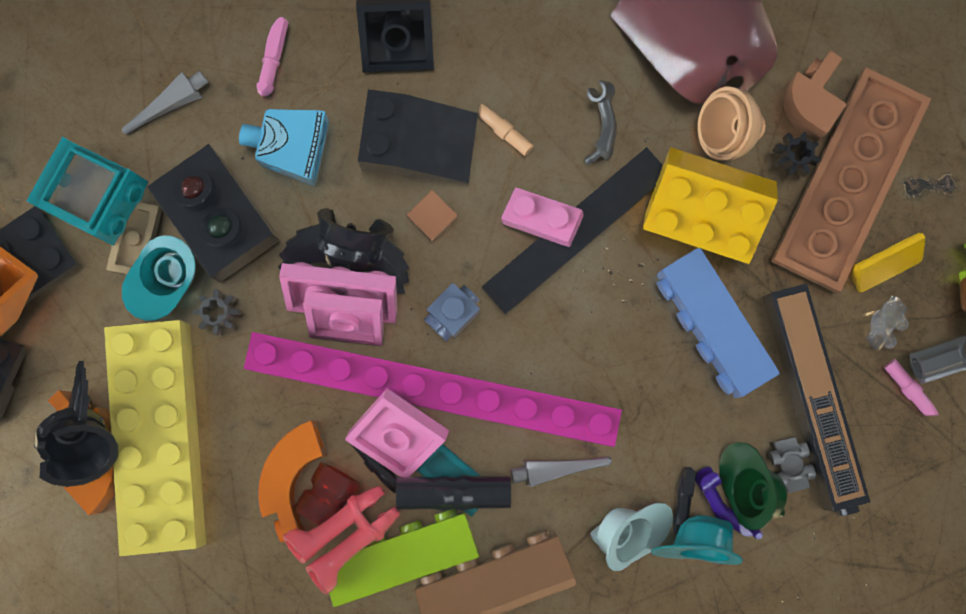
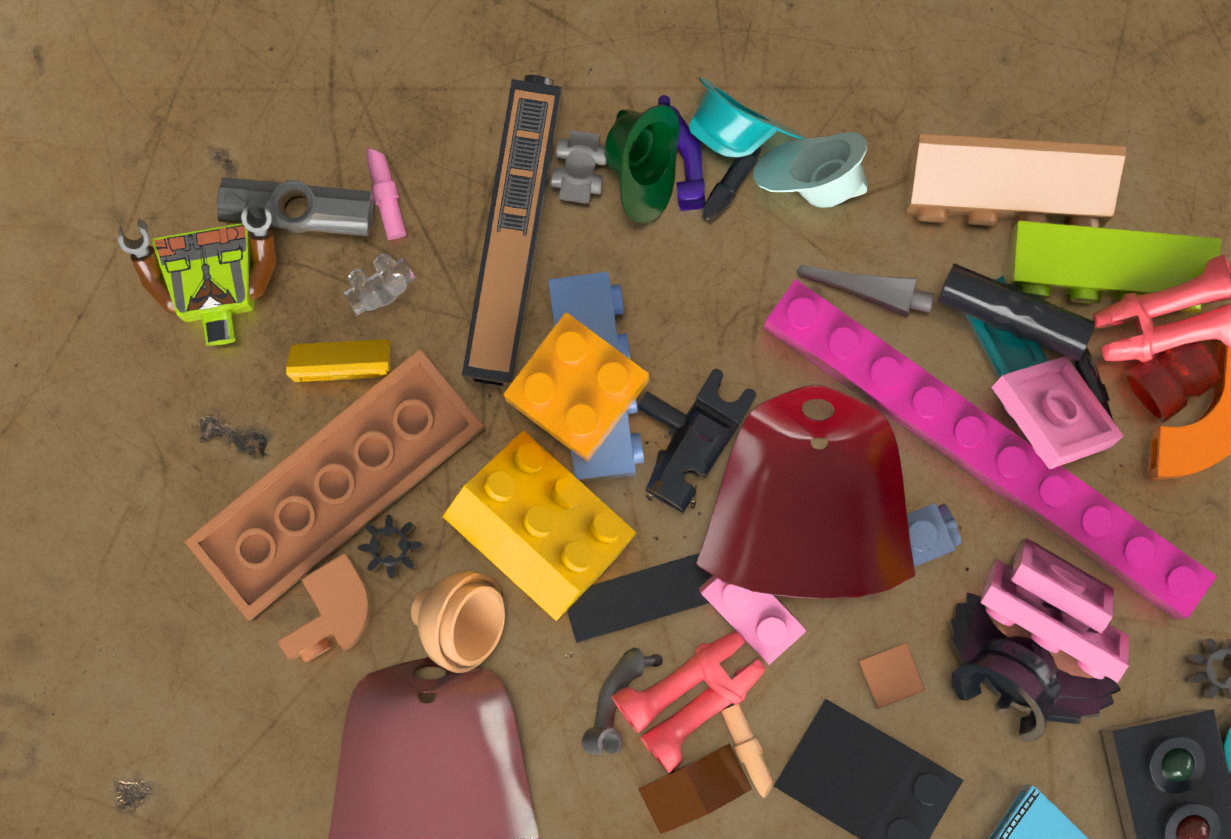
camera: 150 degrees left, 0 degrees up
(526, 89) = (695, 789): none -> reddish brown slope
(536, 293) = (808, 516): none -> dark red piece
(561, 109) = (644, 706): none -> coral piece
(629, 312) = (695, 439): none -> black piece
(730, 303) = (576, 387): none -> light orange brick

